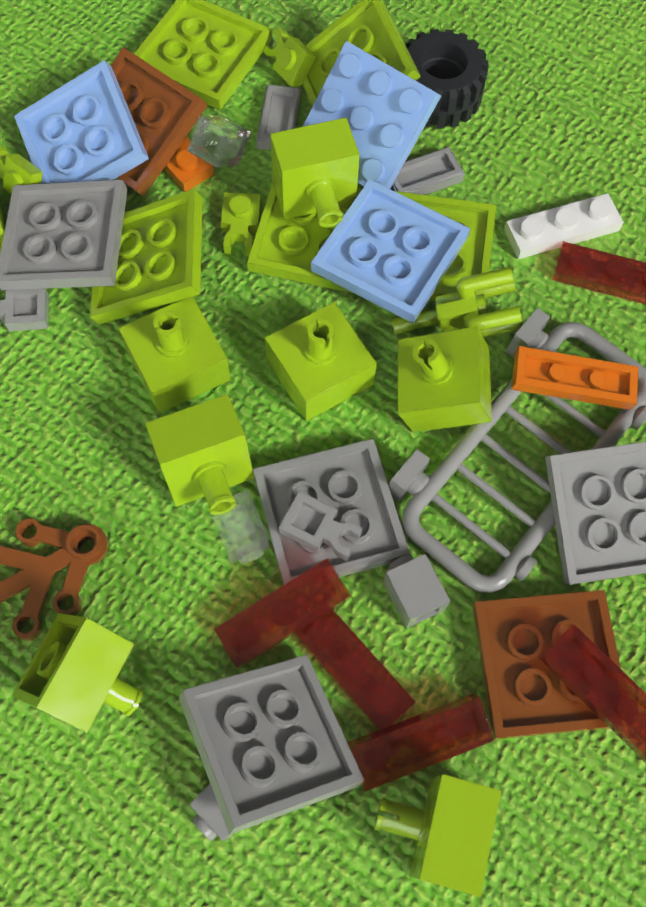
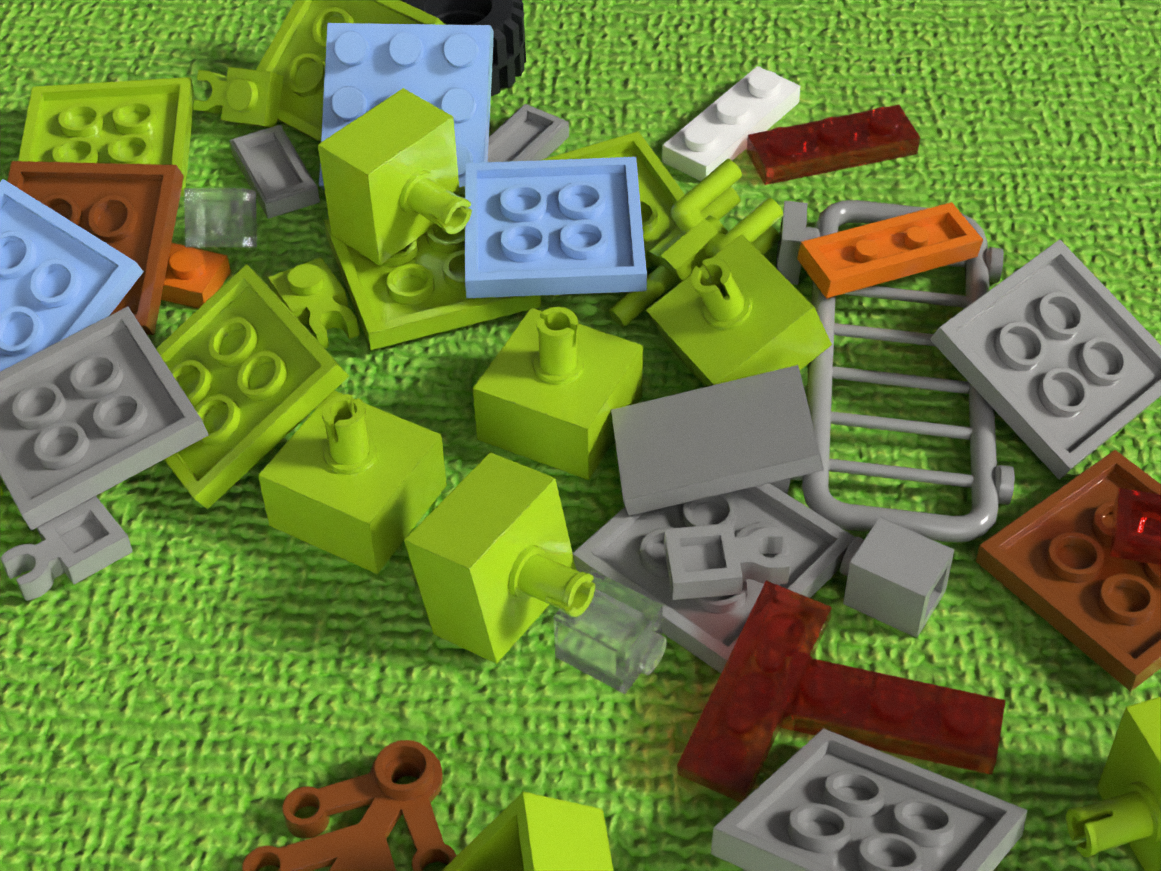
camera: 30 degrees left, 20 degrees down
(372, 449) = (715, 440): none -> light grey tile
(421, 741) = (1054, 733): clear red plate -> none

